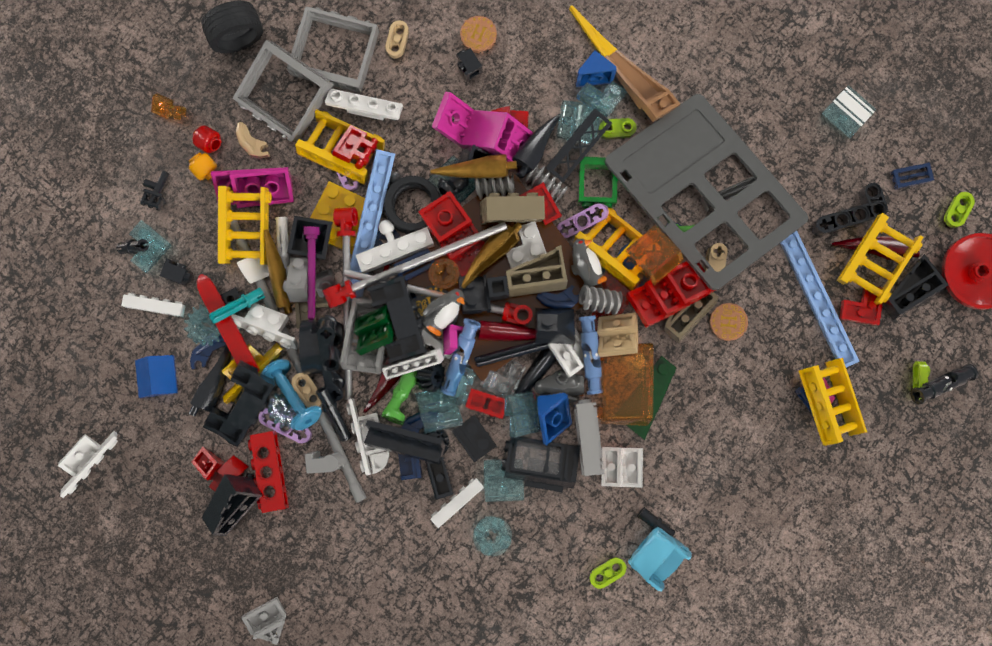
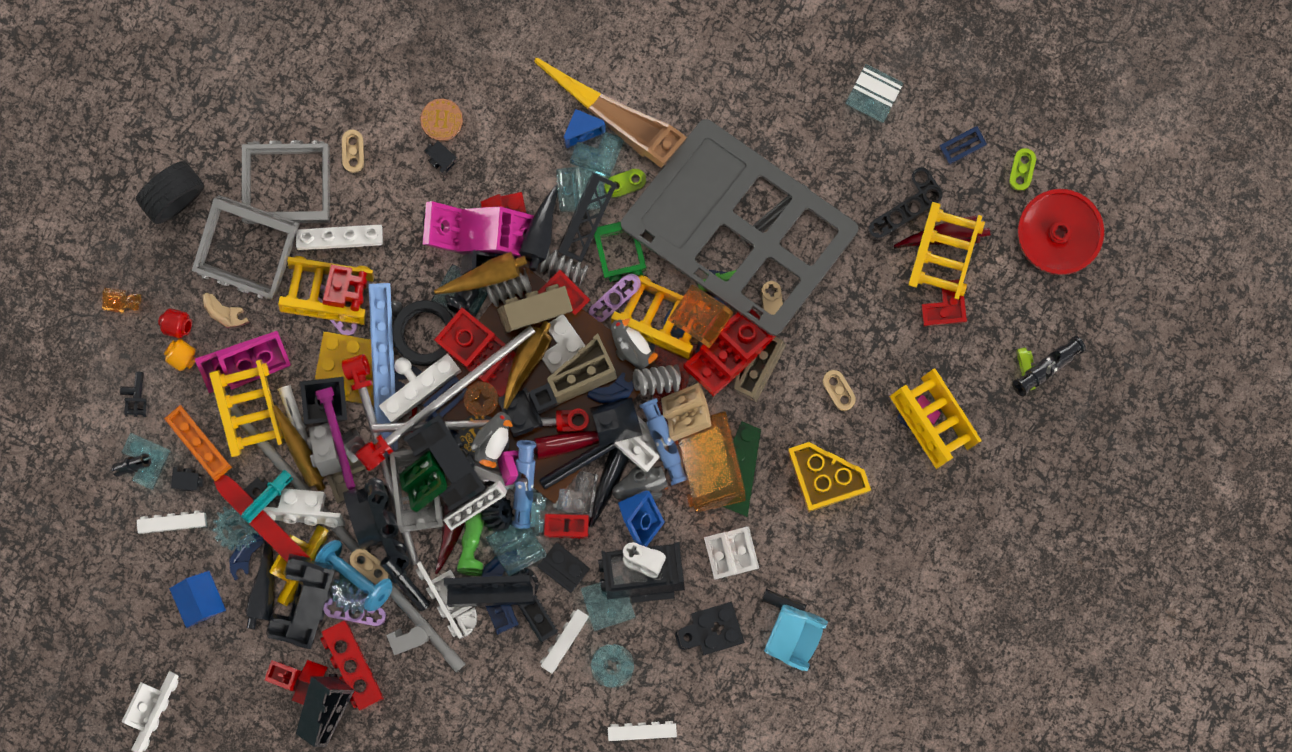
camera: 15 degrees left, 0 degrees up
(194, 244) = (197, 443): none -> orange tile
(253, 270) = (271, 452): white sticker -> none
(502, 601) = (642, 731): none -> white piece
(523, 413) = (608, 525): clear light blue slope -> none
(547, 454) = (645, 561): none -> white piece
(577, 529) = (701, 632): none -> black plate
(588, 437) = (685, 531): light grey door -> none
(607, 572) = (746, 669): lime plate -> none
(722, 424) = (825, 477): none -> yellow brick
(728, 322) = (804, 363): nougat tile -> none
(753, 353) = (840, 390): none -> tan plate
(818, 299) = (895, 311): light blue tile -> none
(916, 287) = (994, 272): black wedge -> none

